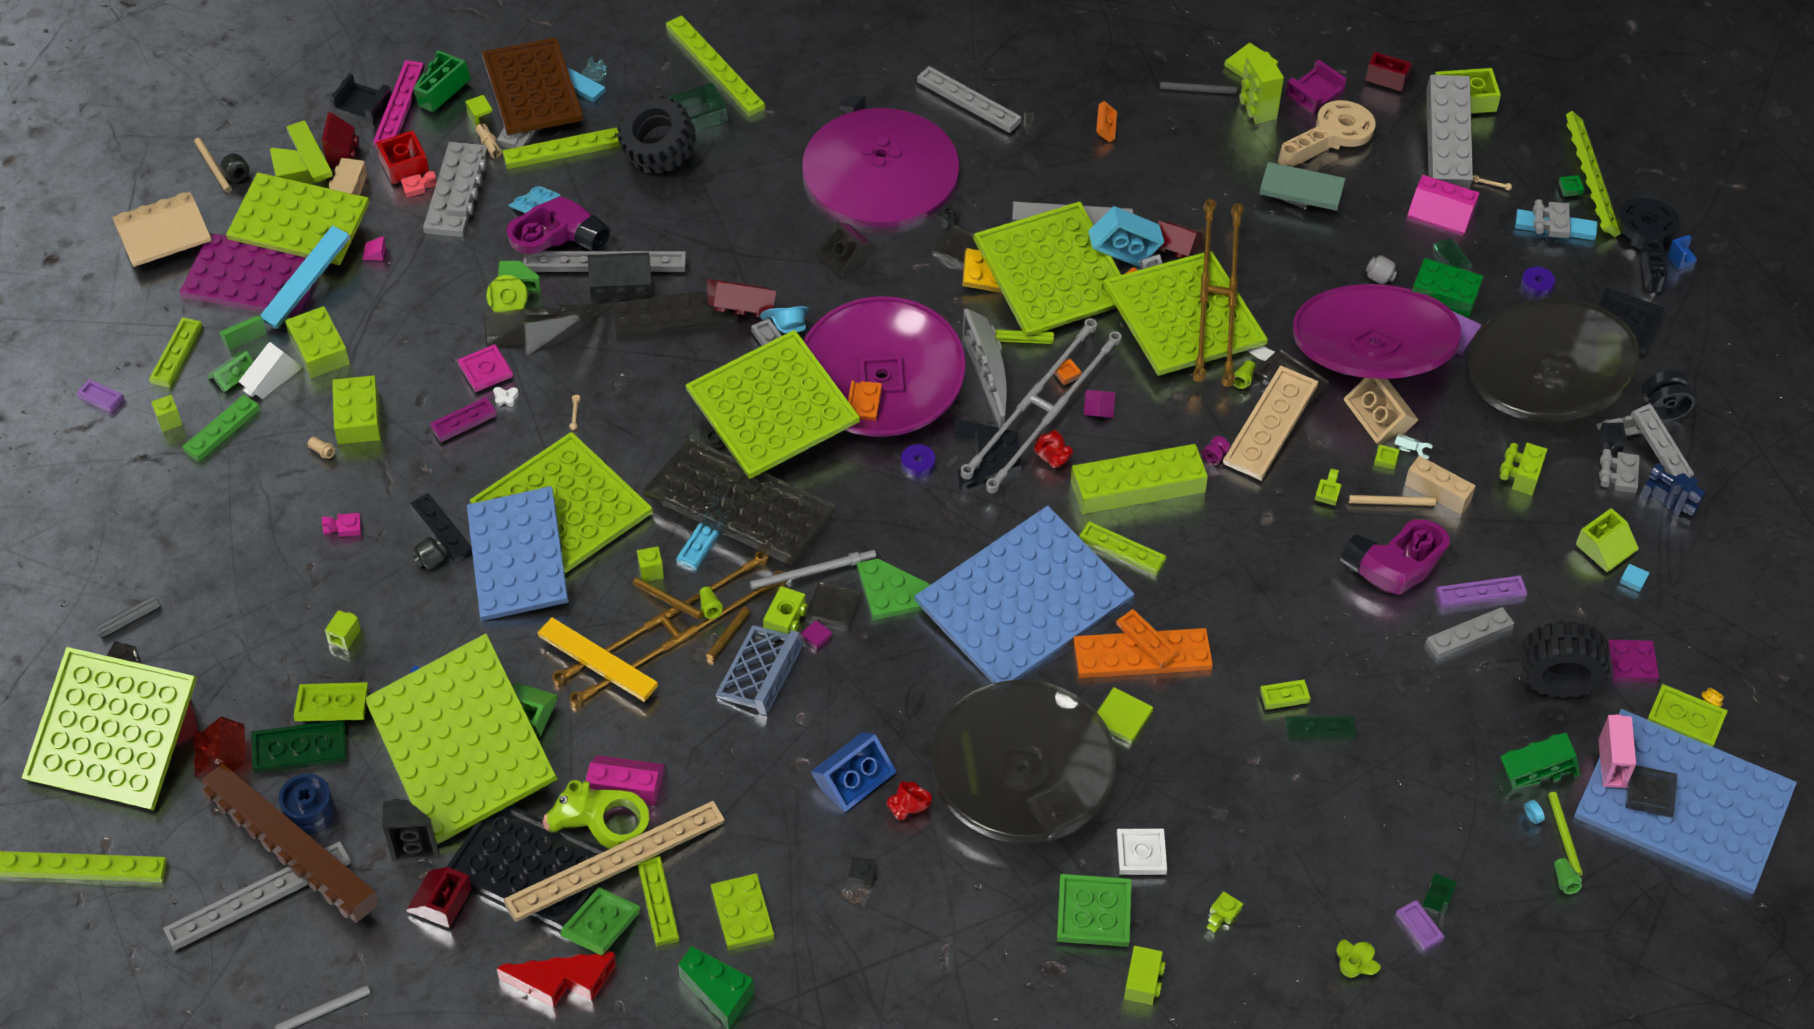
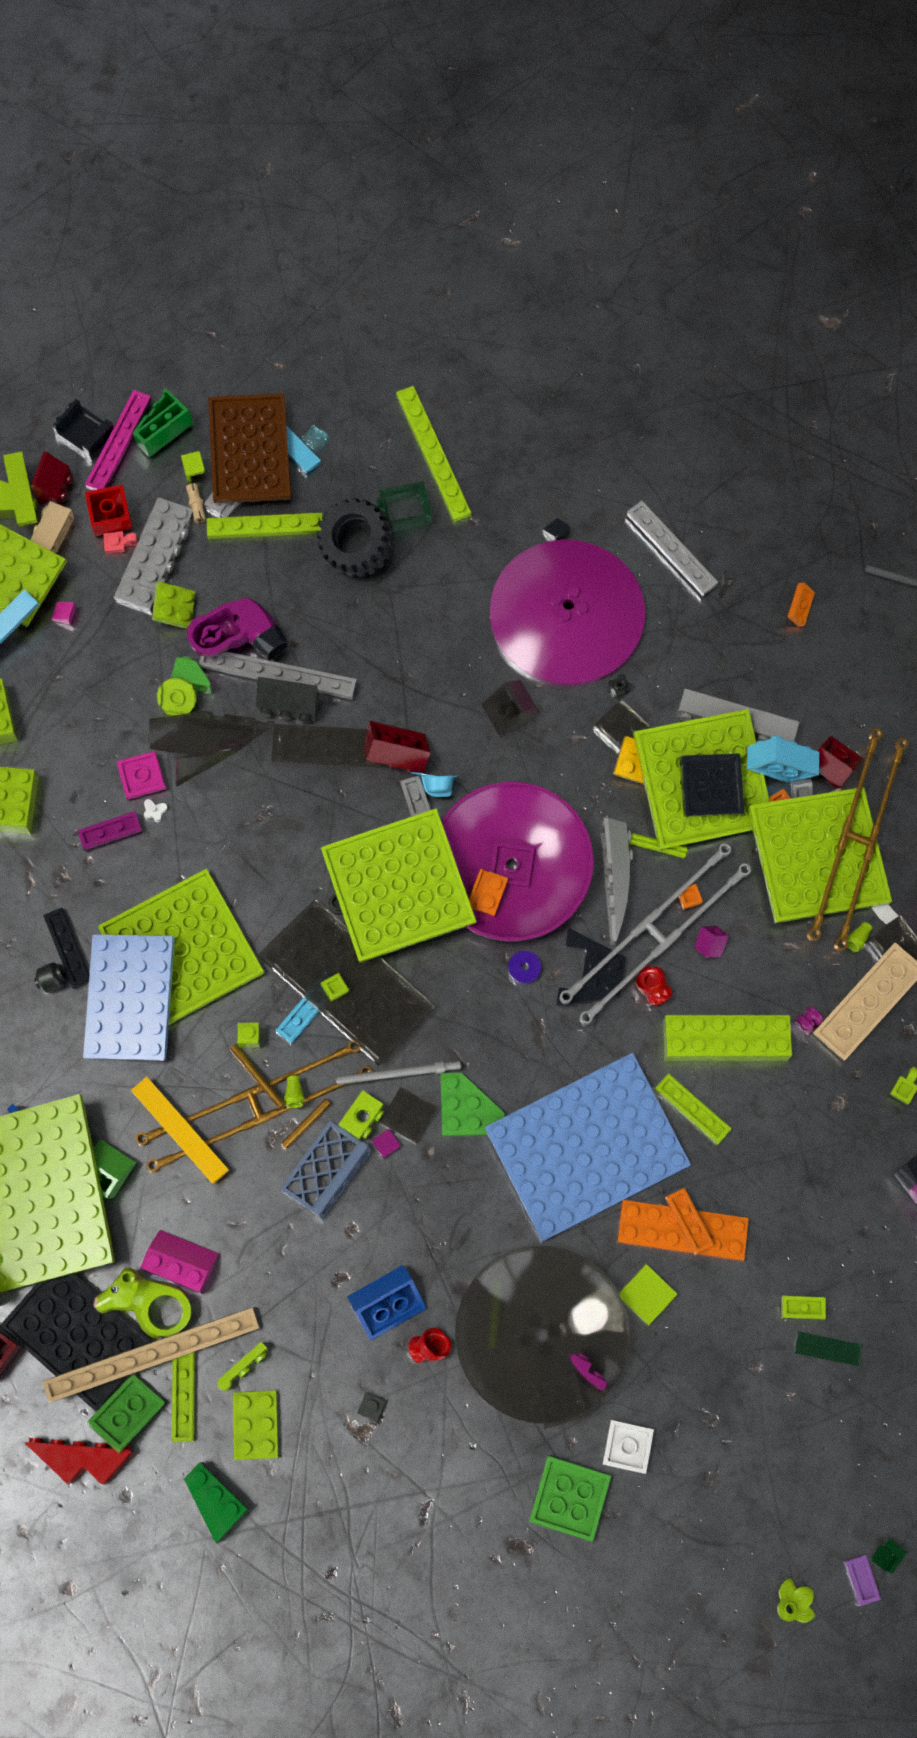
camera: 10 degrees right, 20 degrees up
(485, 223) = (173, 605): none -> lime plate
(535, 197) = (226, 586): medium azure hinge -> none
(575, 399) = (219, 826): tan hinge -> none
(715, 857) = (242, 1367): none -> lime plate
(729, 503) = (334, 987): none -> lime tile
(1062, 267) = (711, 785): none -> black plate
(1086, 782) = (582, 1366): none -> magenta slope
(1143, 975) = (597, 1578): lime brick -> none
(1225, 910) = (689, 1523): lime plate -> none

